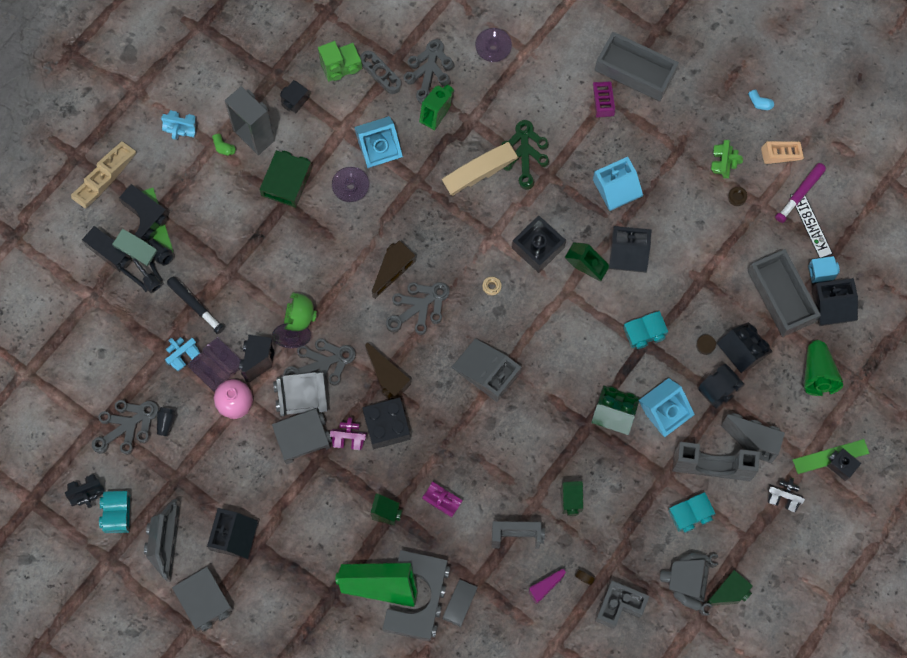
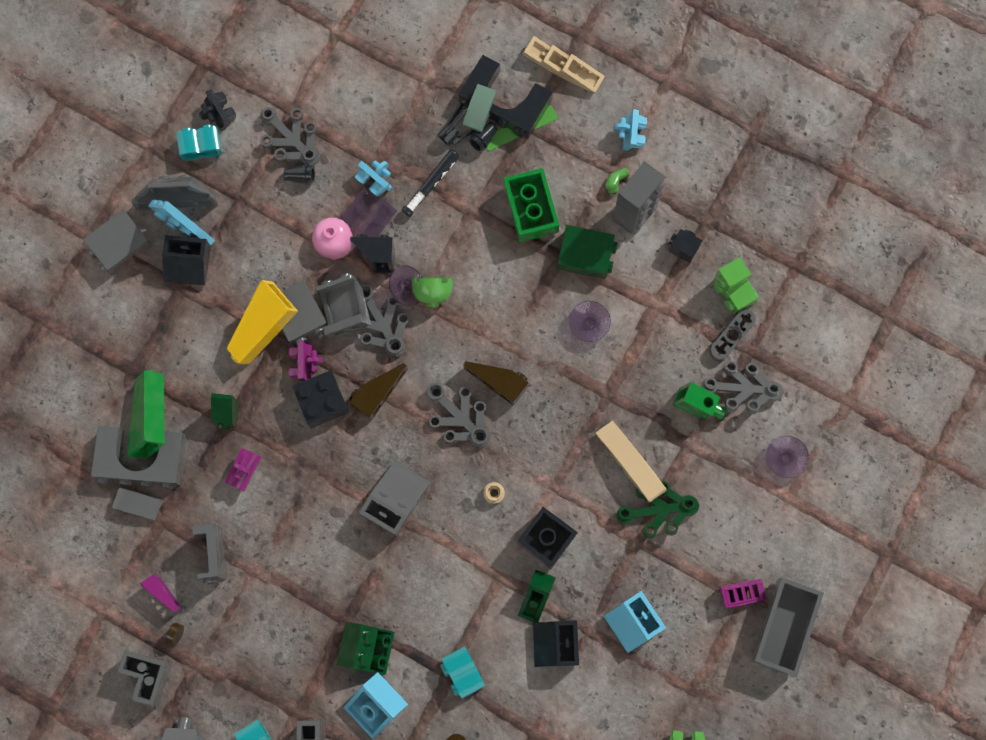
camera: 85 degrees right, 5 degrees up
(193, 533) = (178, 220): none -> medium azure wing
(234, 217) = (531, 205): none -> green brick
(306, 464) = (261, 322): none -> yellow slope
(378, 141) = (646, 344): medium azure slope -> none
(572, 498) = (257, 609): dark green slope -> none

